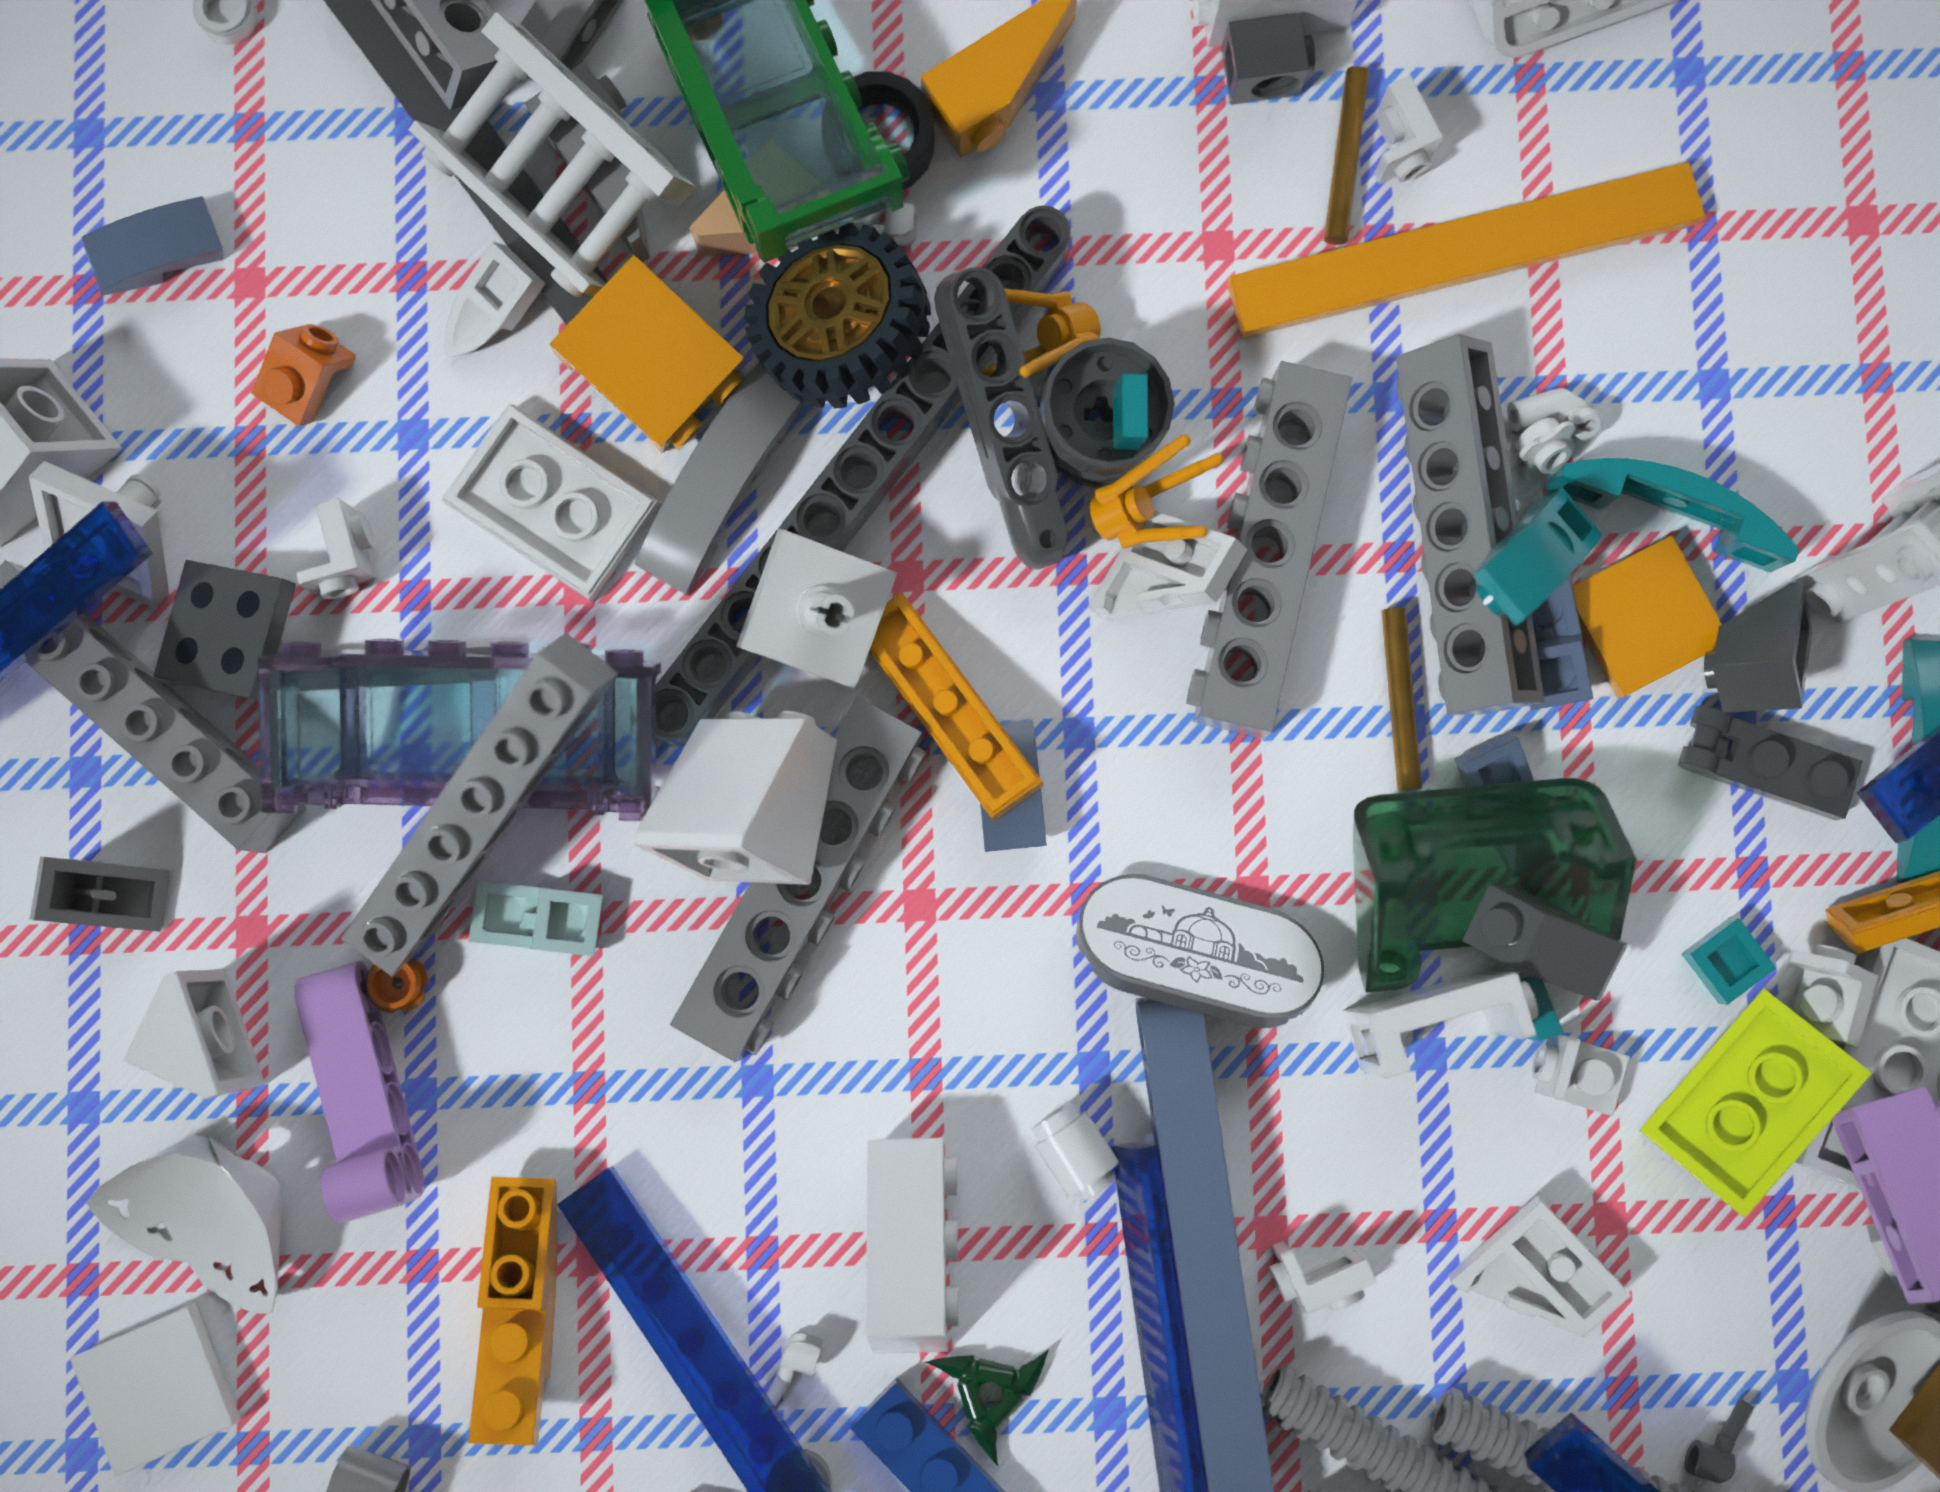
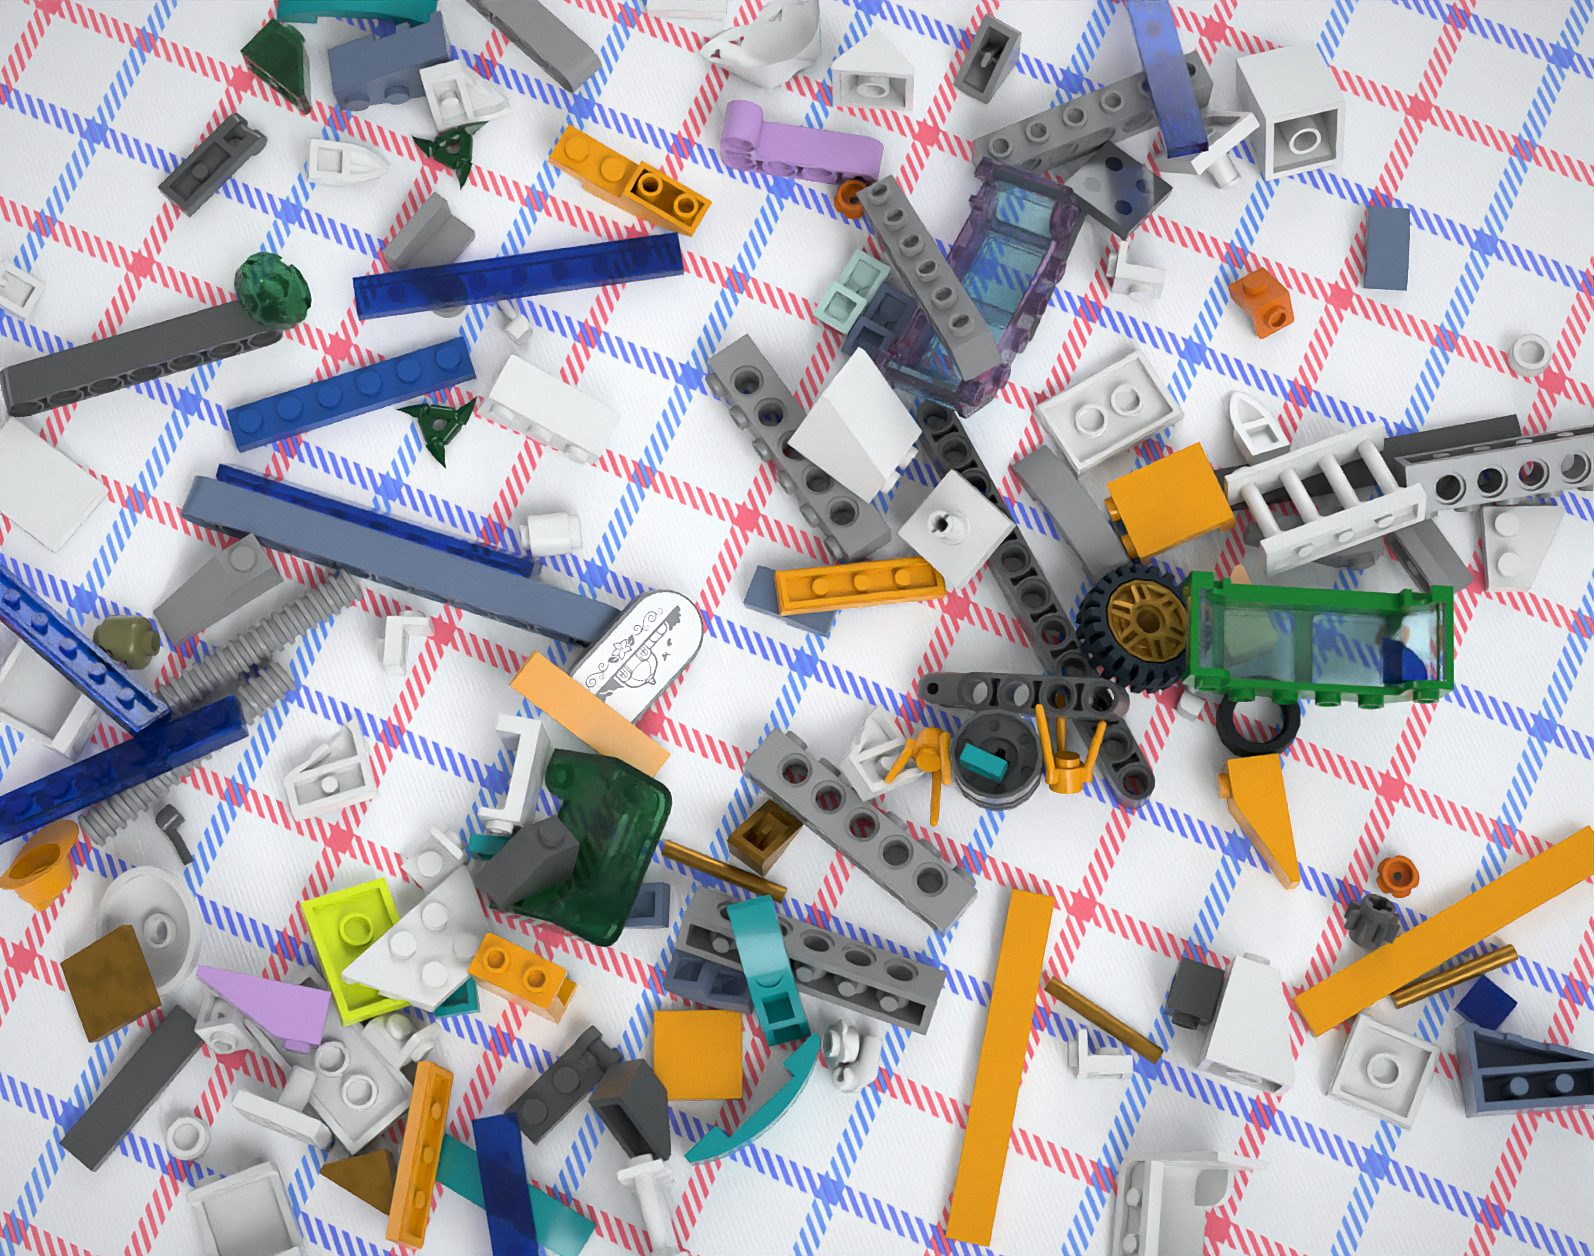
camera: 120 degrees right, 10 degrees down
(568, 857) = (882, 322): none -> sand blue slope
(1311, 966) = (586, 715): none -> light orange tile
(1341, 666) = (764, 837): none -> pearl gold slope
(1695, 869) = (522, 978): none -> light orange panel
(1706, 1018) = (428, 949): none -> white wing

